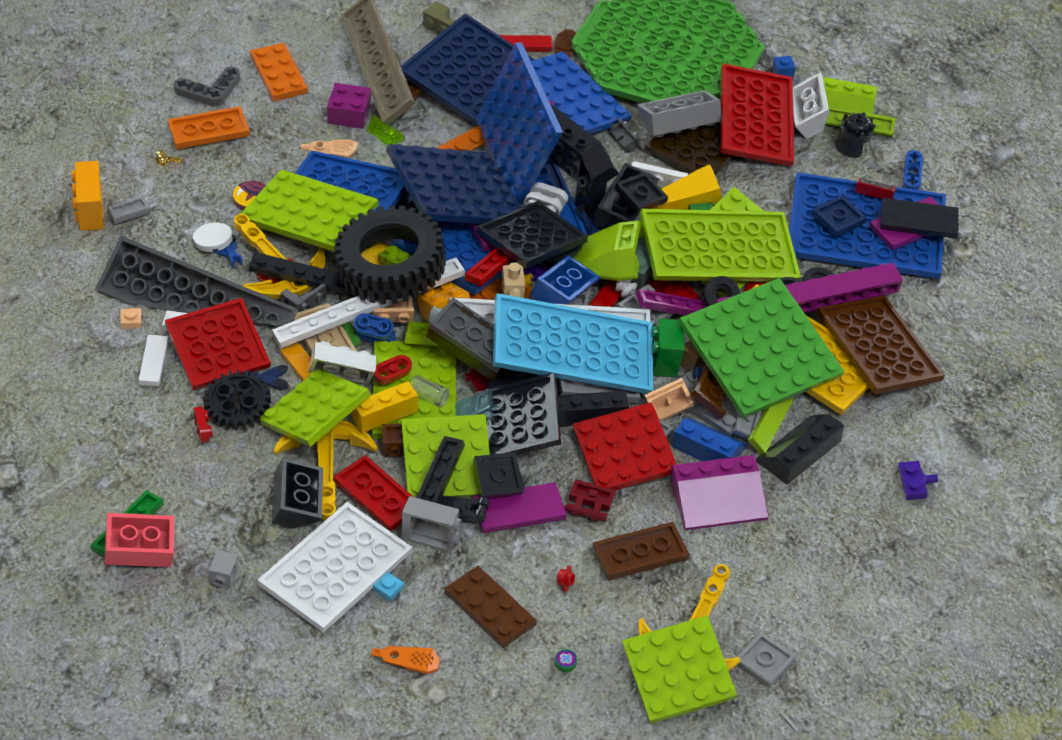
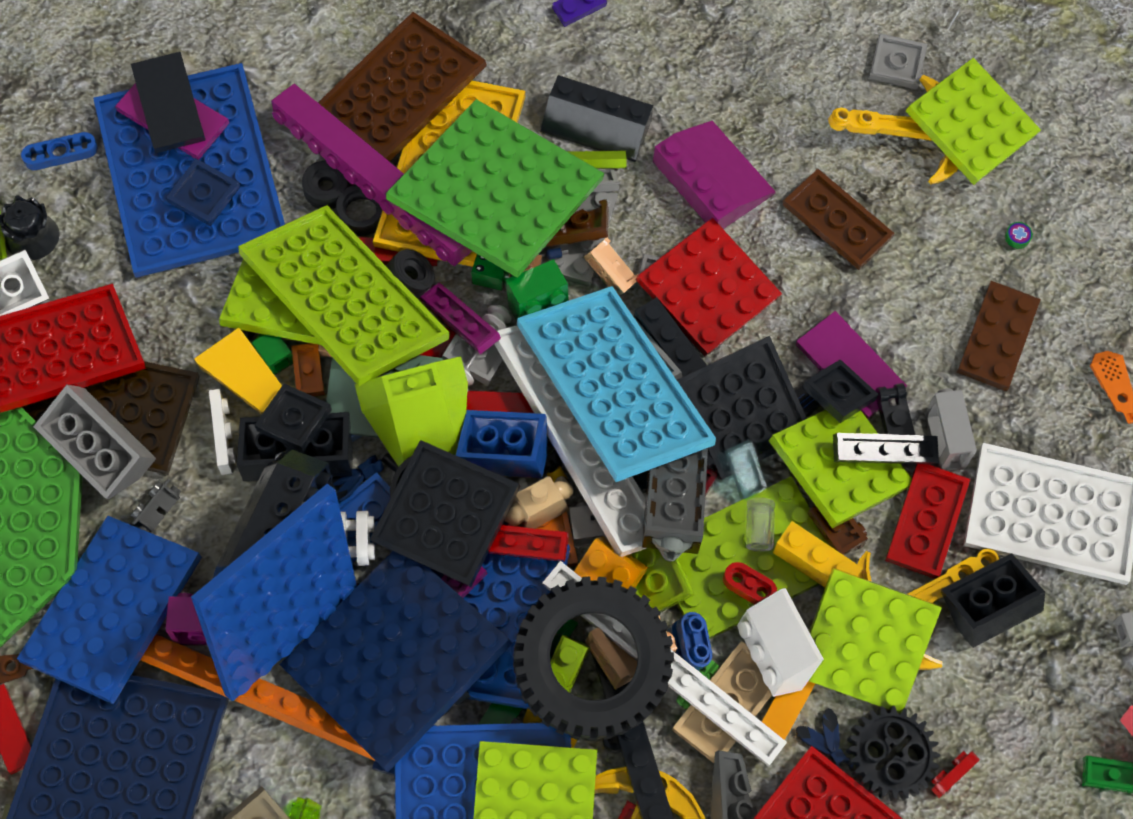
camera: 115 degrees left, 20 degrees up
(309, 301) = (692, 756): flat silver bracket -> none
(388, 586) = (1040, 445): medium azure plate -> none
(565, 578) = (921, 274): red plate -> none
(590, 495) = (793, 298): dark red plate -> none
(705, 442) = (643, 208): blue slope -> none
(875, 189) = (125, 171): red slope -> none

